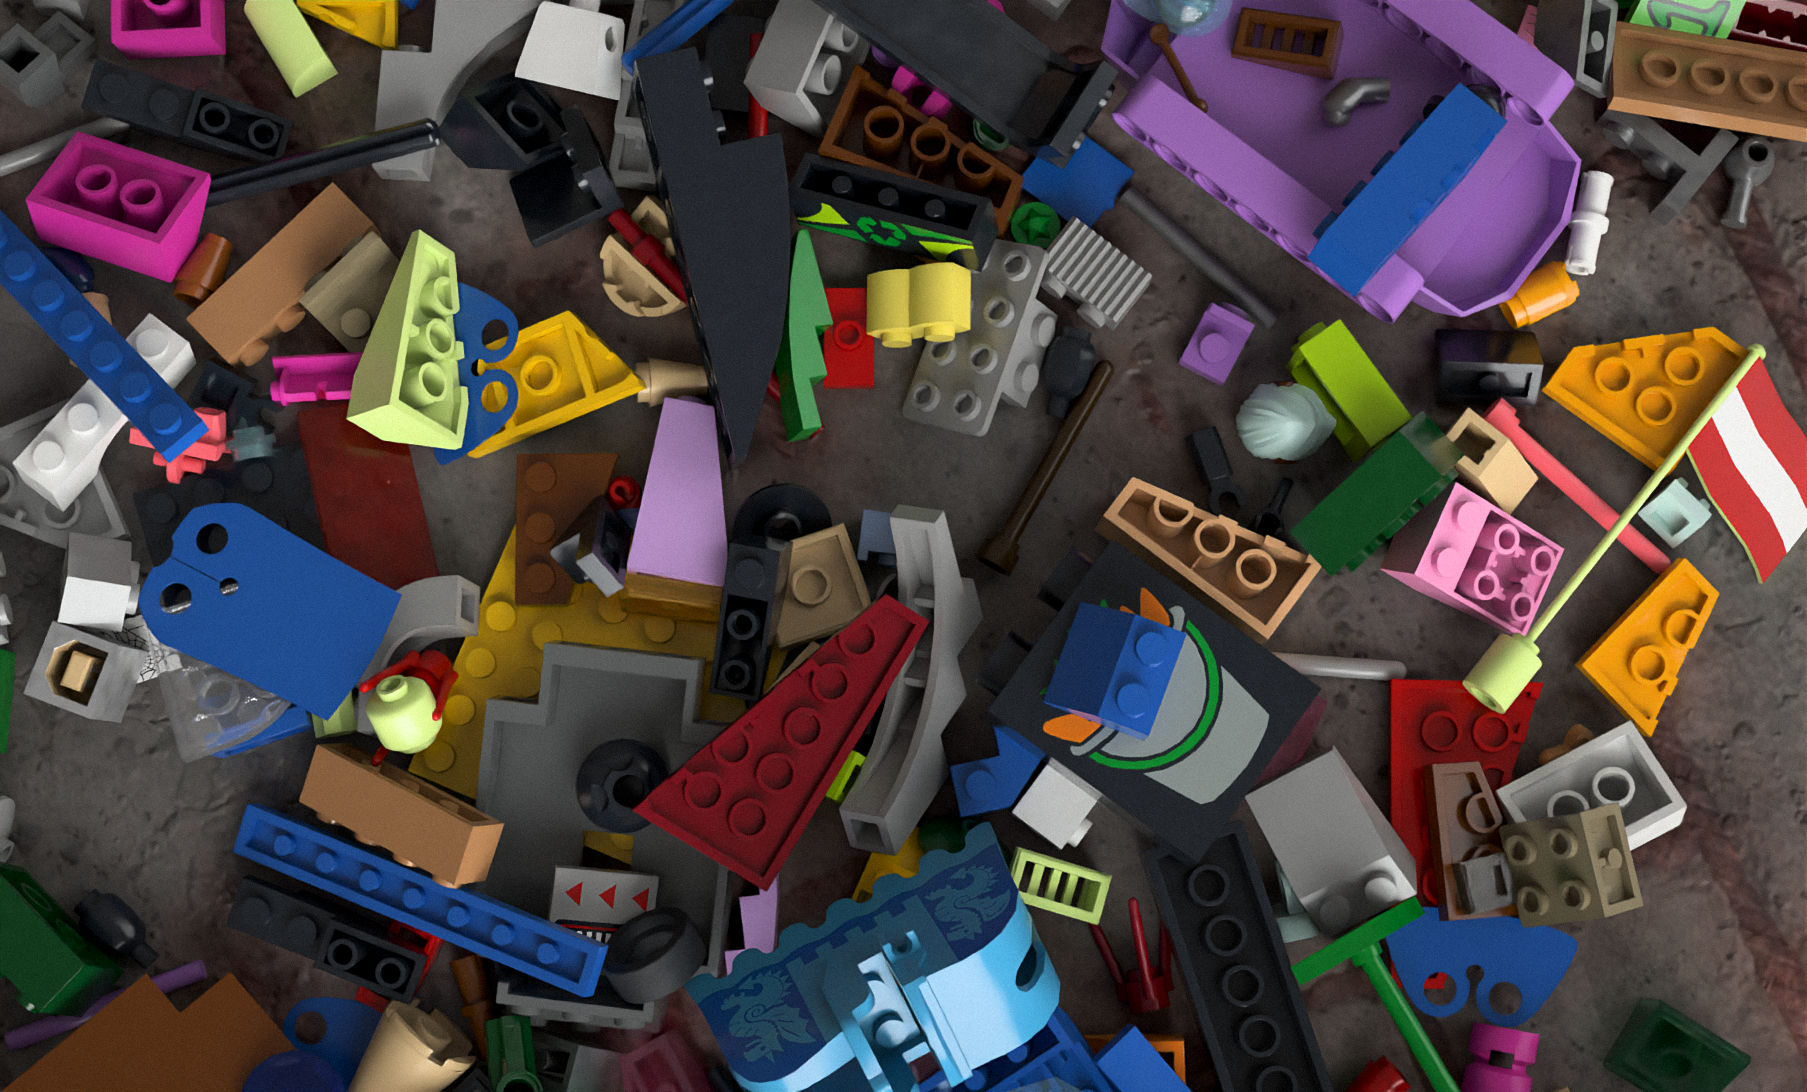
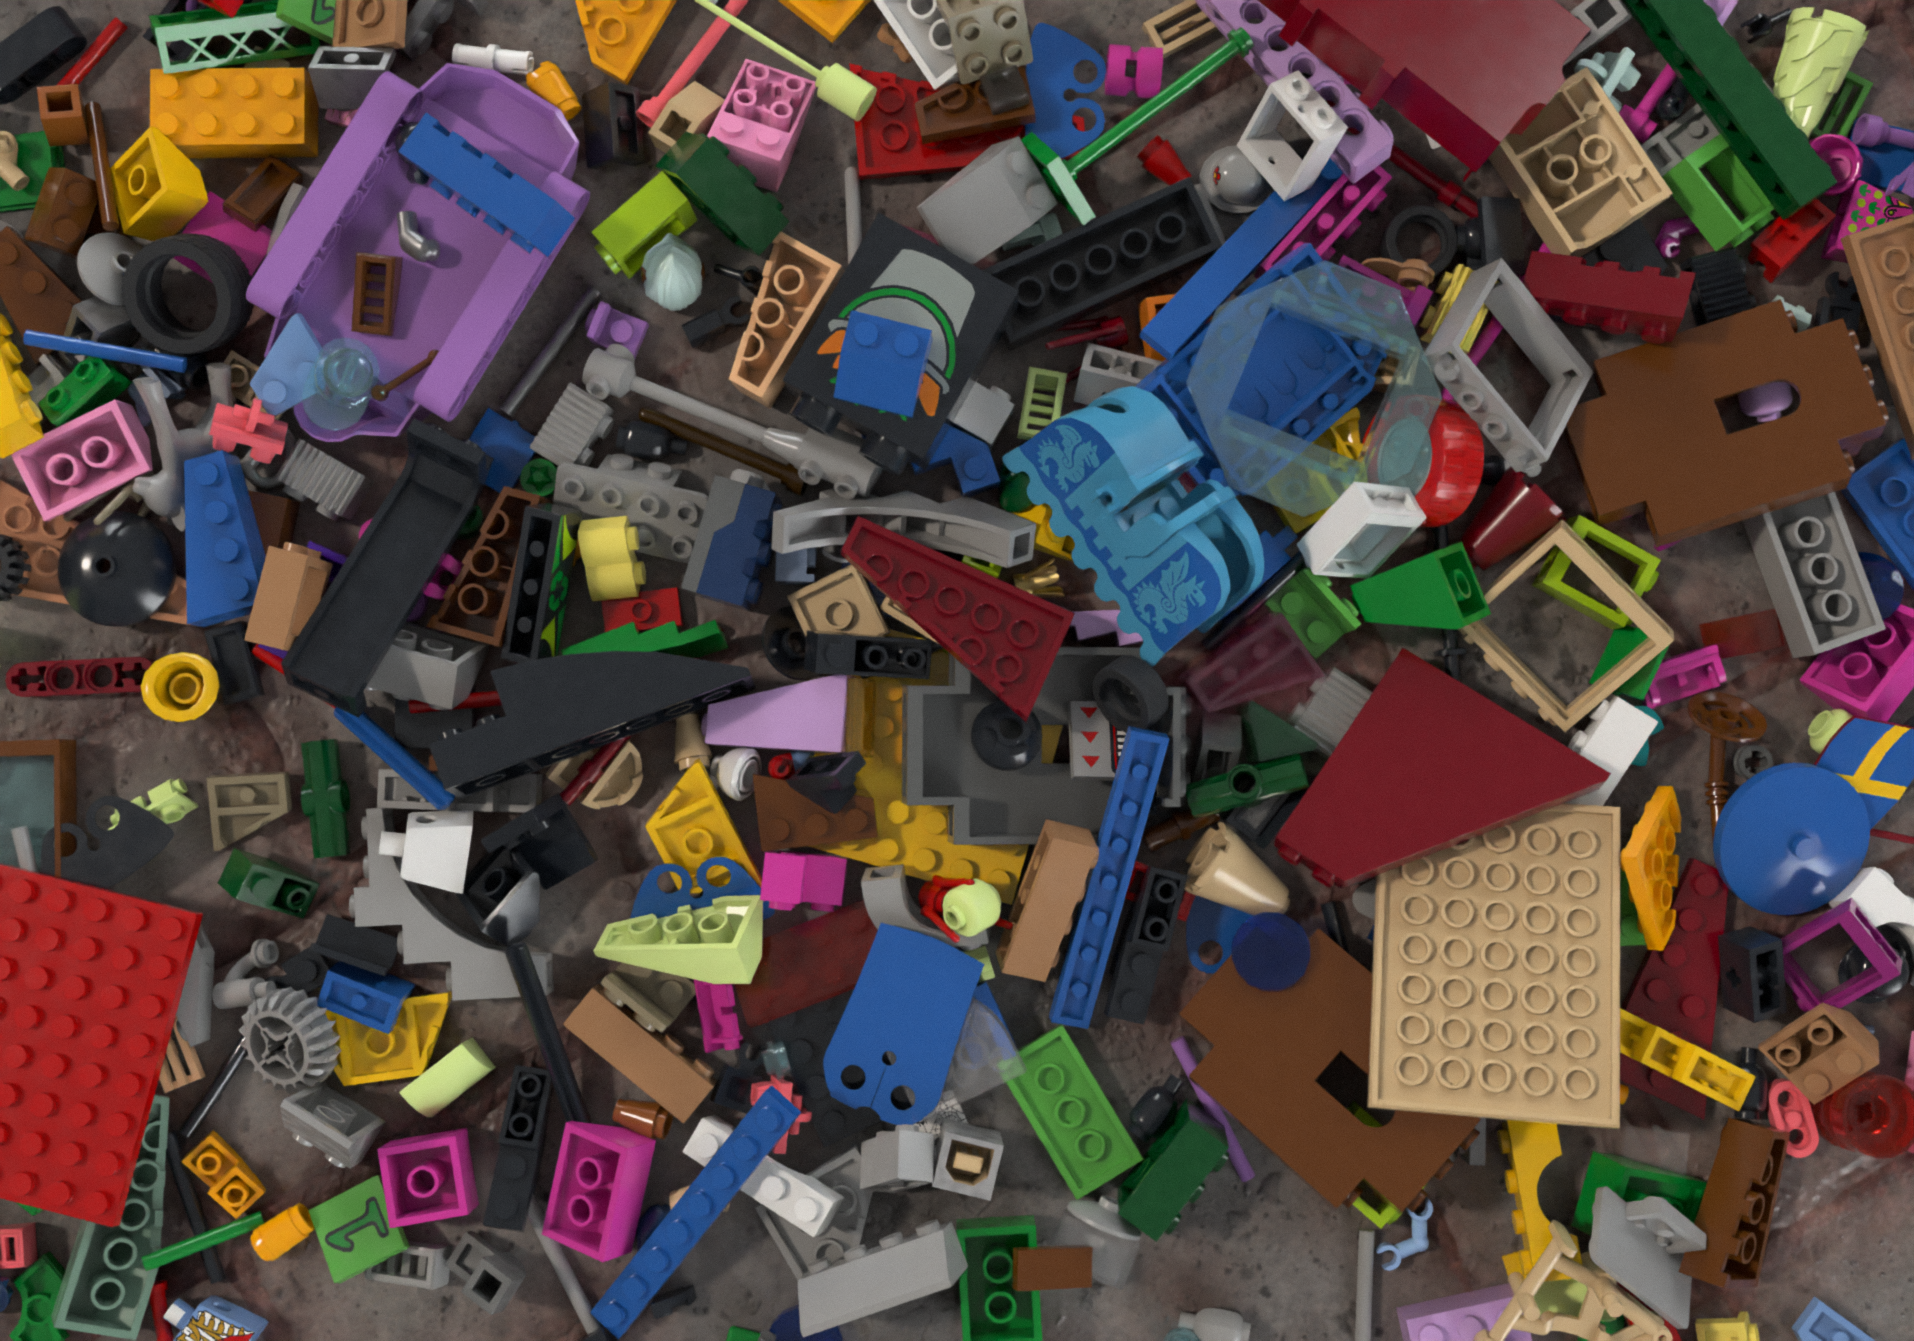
camera: 100 degrees left, 5 degrees up
(126, 818) = (1072, 1113): none -> bright green plate
(477, 504) = (803, 877): none -> dark pink brick
(625, 433) = (735, 772): none -> white brick
(823, 853) = (1036, 579): none -> pearl gold piece
(920, 460) = (733, 541): none -> dark blue piece
(1010, 602) = (811, 453): none -> light grey bar
(1089, 983) = (1109, 369): none -> light grey brick

